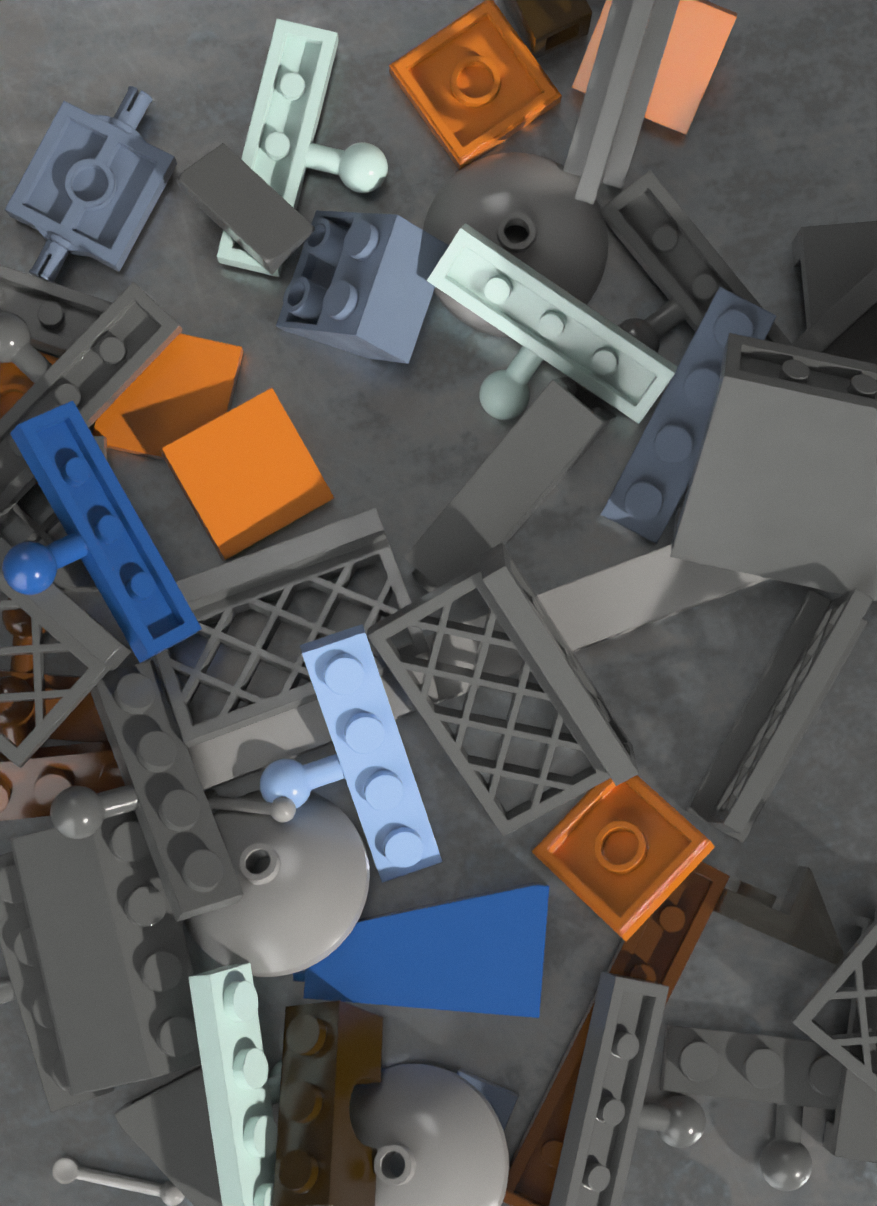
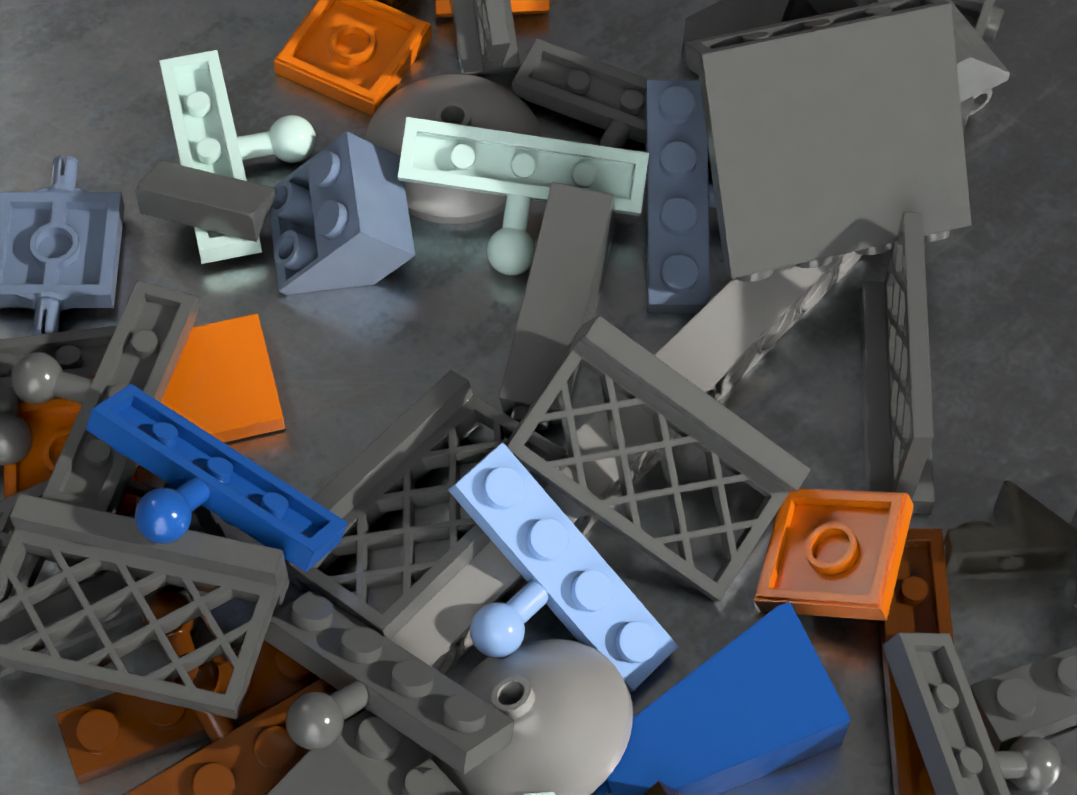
camera: 30 degrees left, 25 degrees down
(247, 474) = (316, 406): orange tile -> none
(281, 808) = (506, 644): light grey hinge -> none

